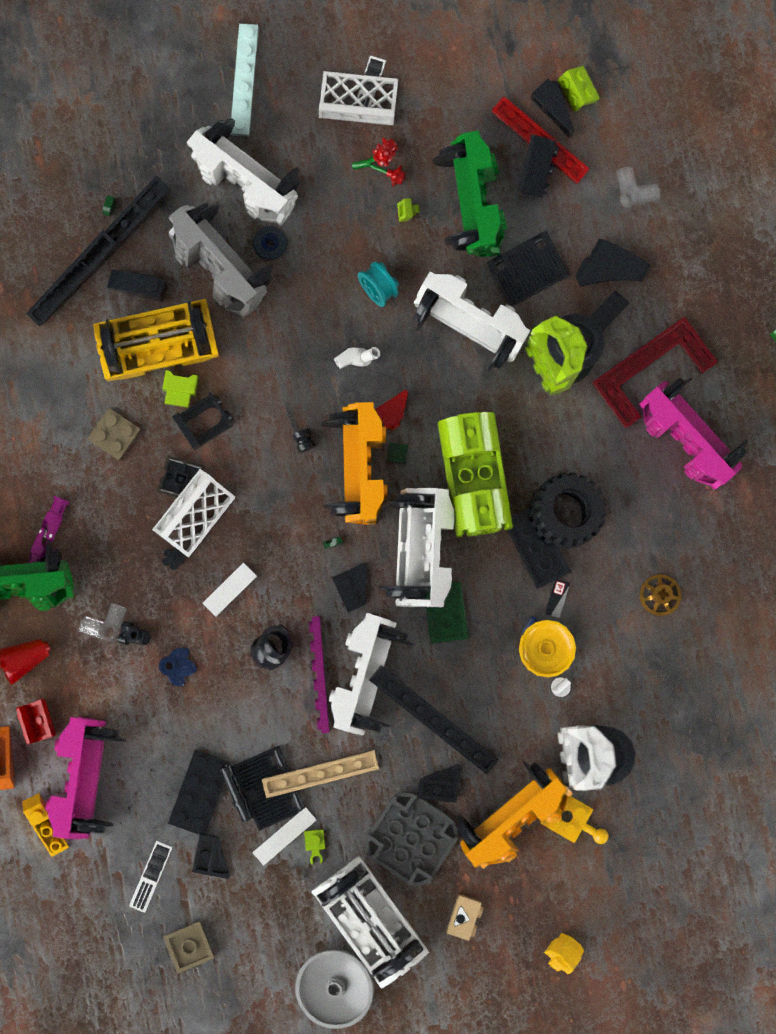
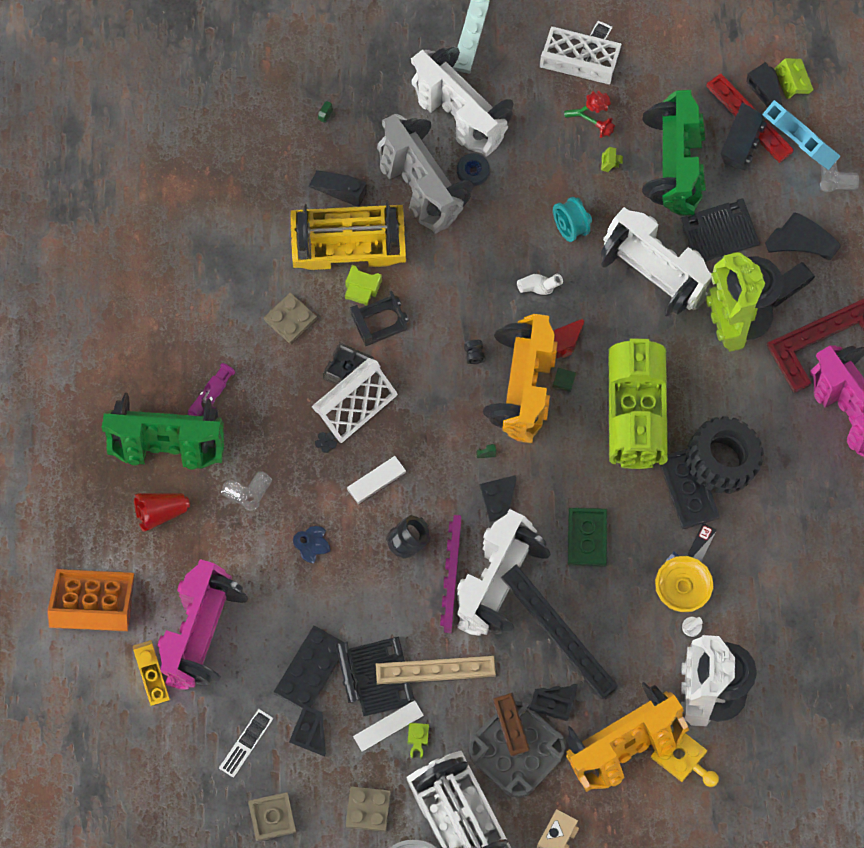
camera: 15 degrees right, 15 degrees down
(35, 721) = (161, 571): red bracket -> none
(98, 251) = (307, 150): black slope -> none
(133, 634) = (274, 505): black plate -> none
(279, 922) = (368, 809): none -> dark tan plate
(402, 818) = (511, 724): none -> reddish brown tile
(420, 547) = (567, 485): white piece -> none
(612, 168) = (801, 134): none -> medium azure arch
(661, 595) = (807, 554): pearl gold wheel -> none

